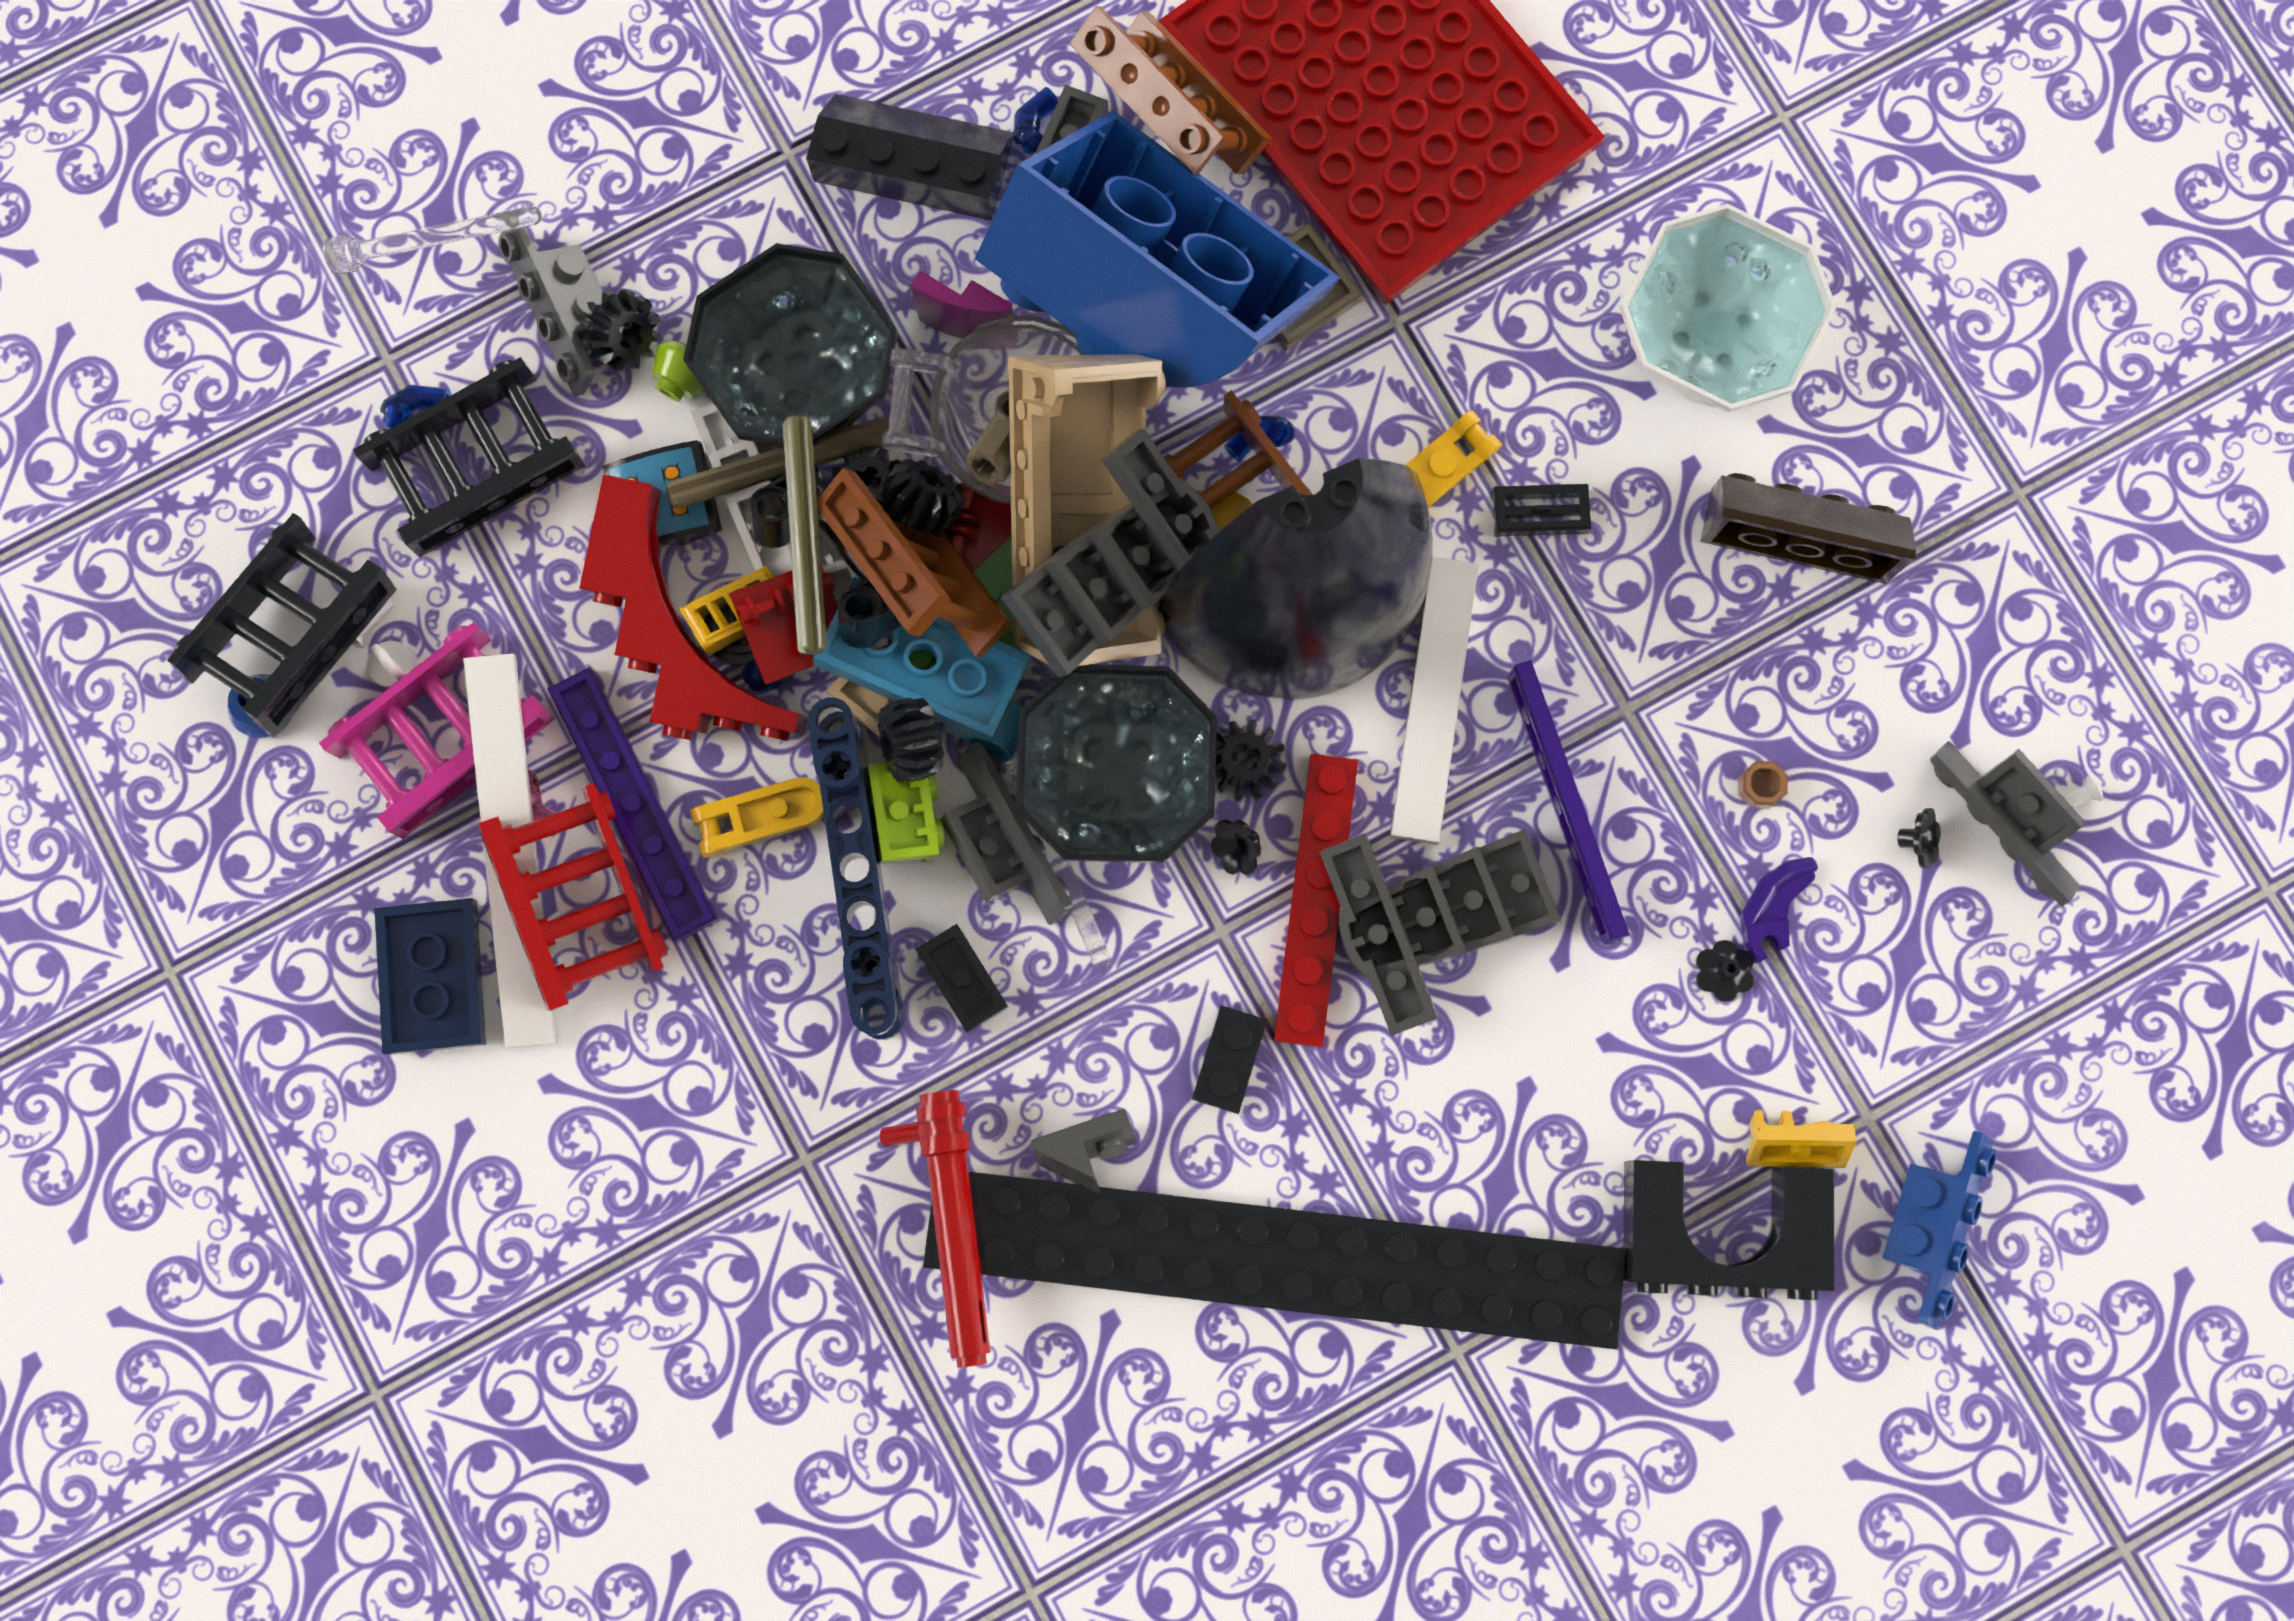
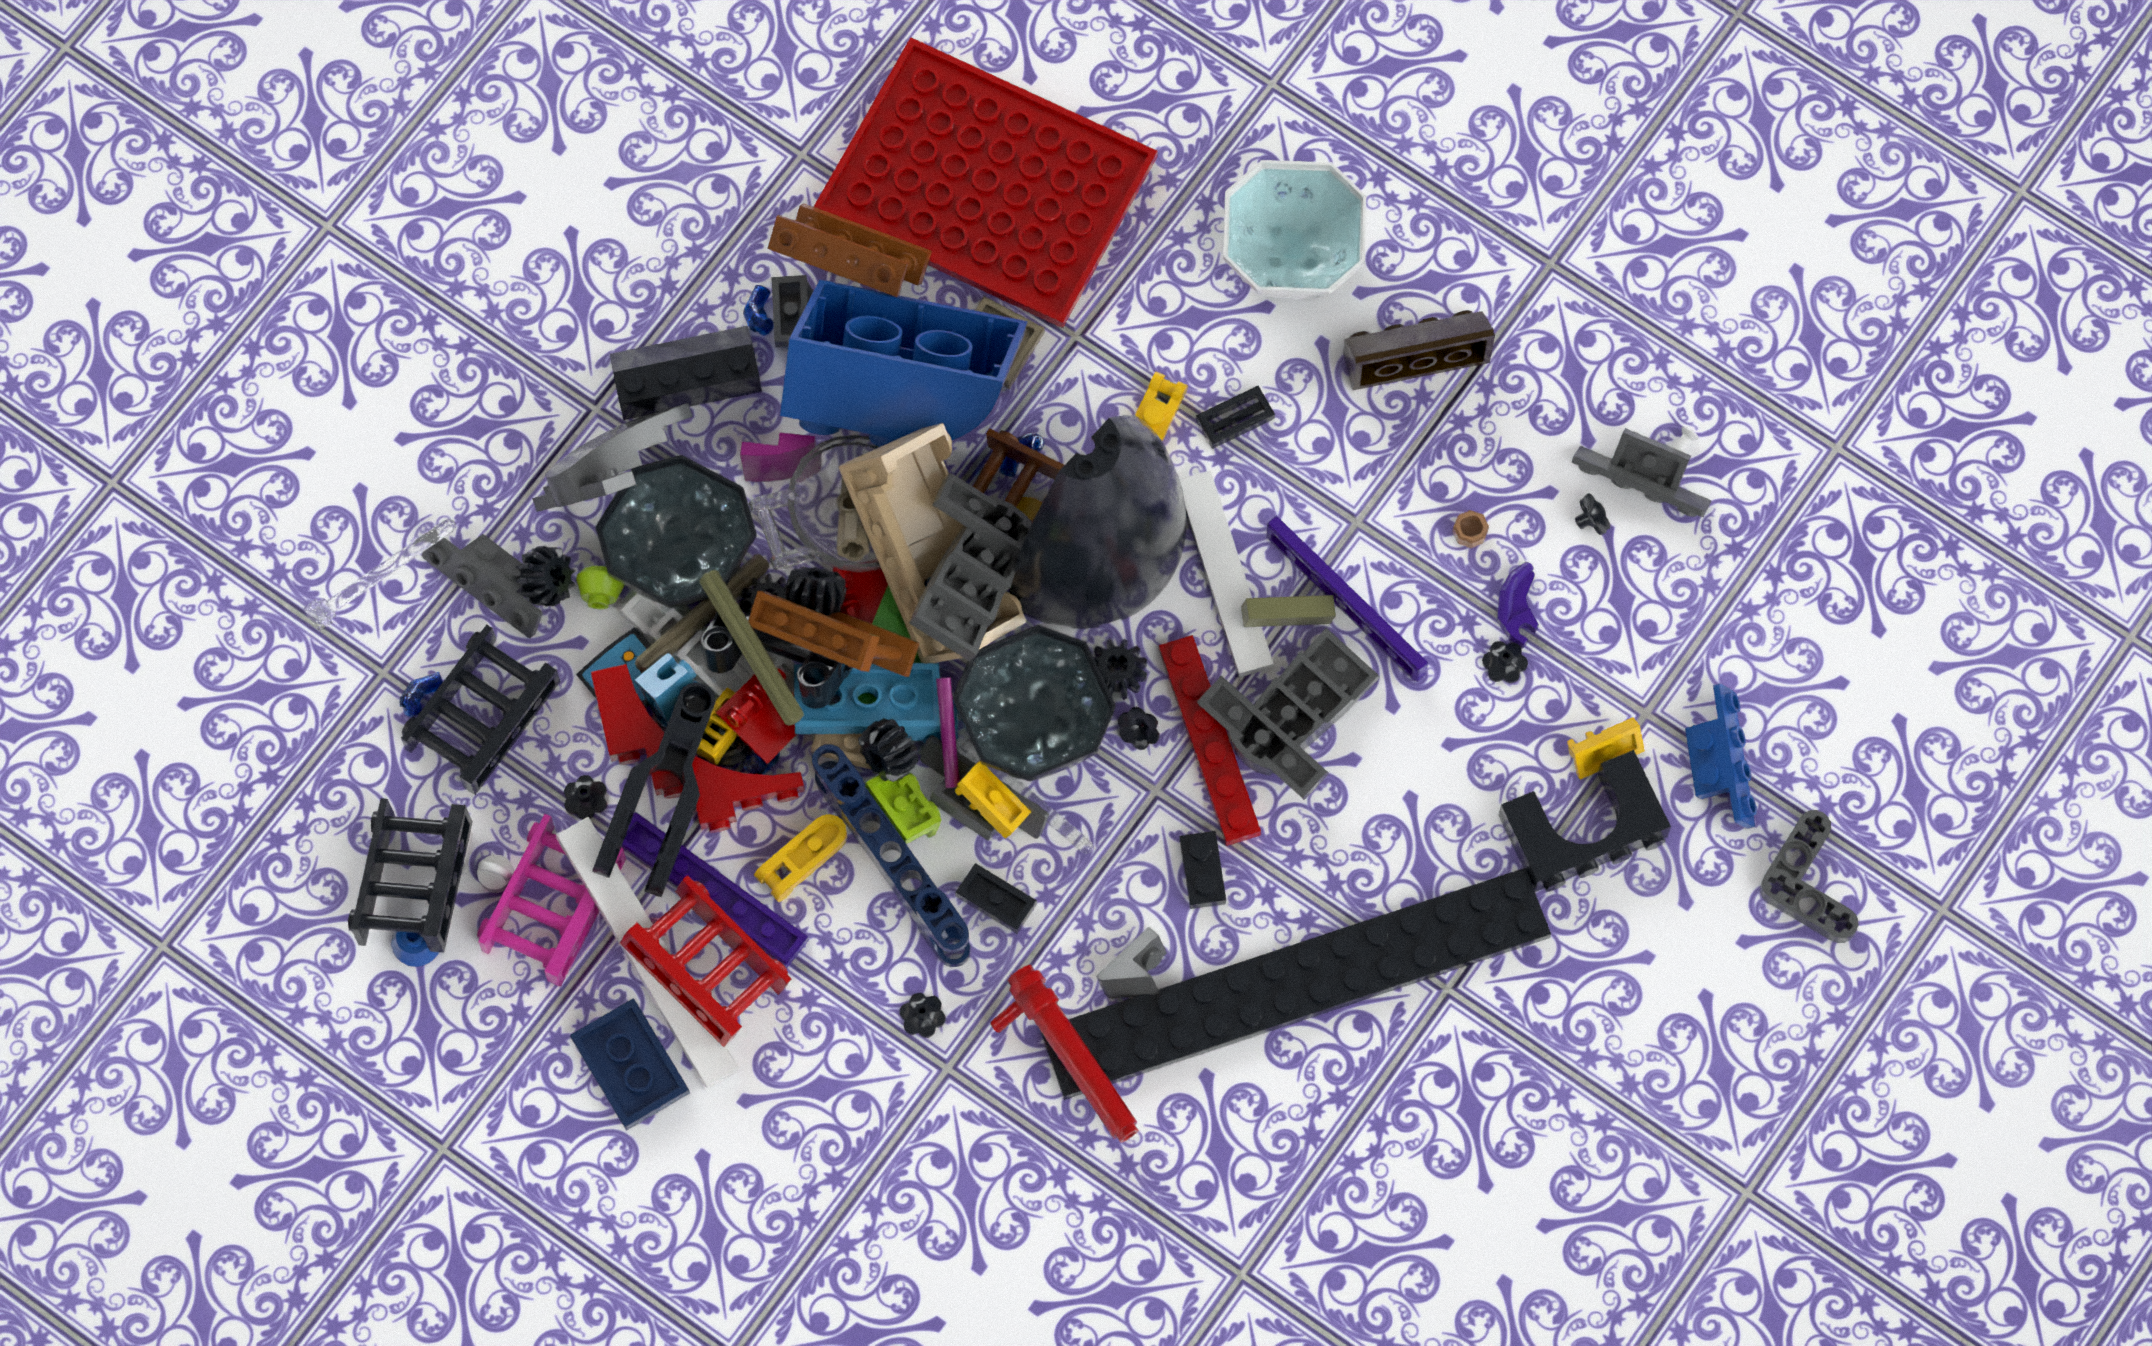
camera: 25 degrees left, 10 degrees down
(552, 626) = (587, 804): none -> black plant
(653, 621) = (674, 756): none -> black piece
(694, 546) = (663, 684): none -> dark azure brick
(714, 222) = (595, 466): none -> dark grey slope
(819, 1085) = (926, 1022): none -> black plant
(996, 749) = (948, 734): none -> magenta bar
(1011, 859) = (992, 799): none -> yellow plate
(1488, 785) = (1288, 611): none -> olive piece
(1956, 1420) = (1793, 876): none -> dark grey beam

